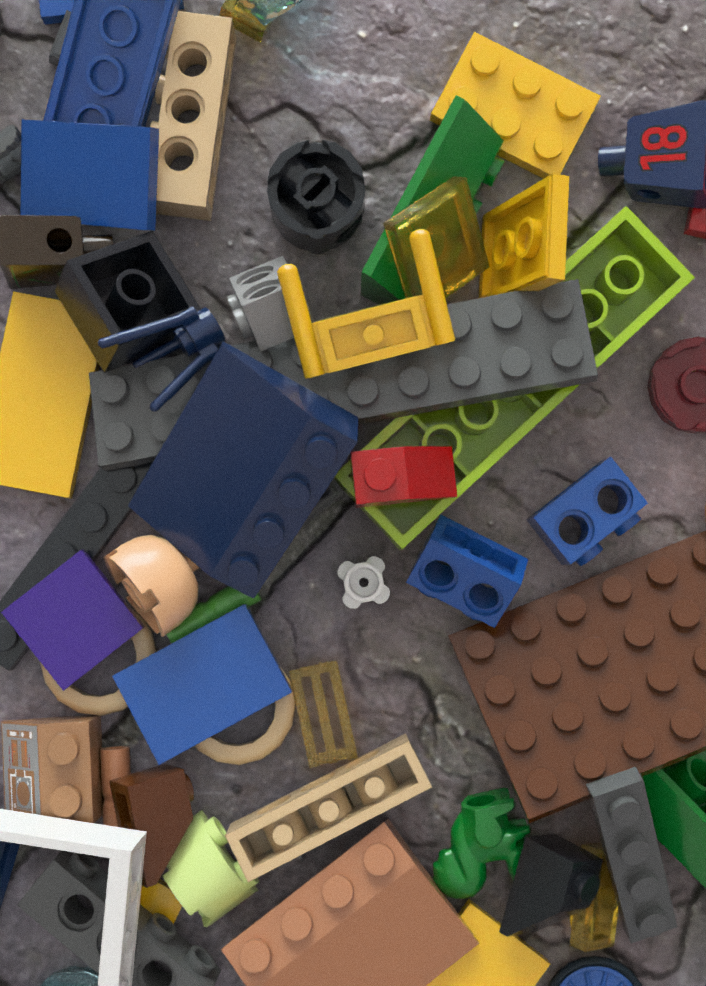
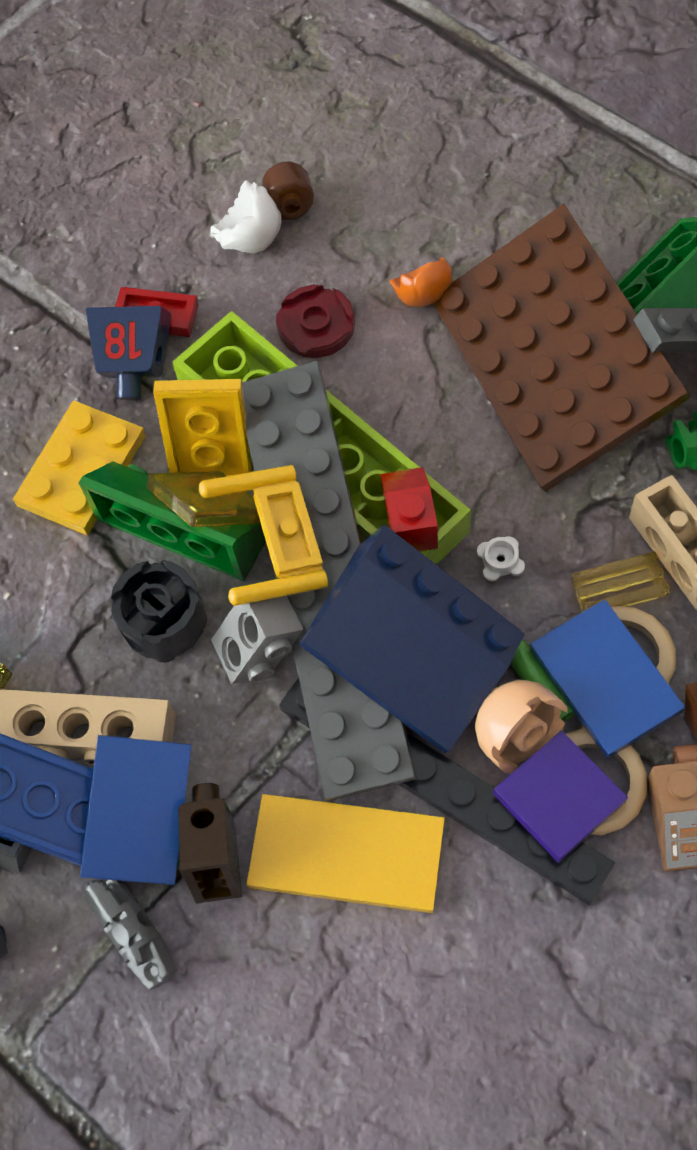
camera: 80 degrees left, 20 degrees down
(120, 291) = (258, 761): black brick -> none
(197, 335) = (289, 695): dark blue plant -> none
(472, 562) = (490, 460): blue brick -> none
(581, 504) = (419, 393): blue brick -> none

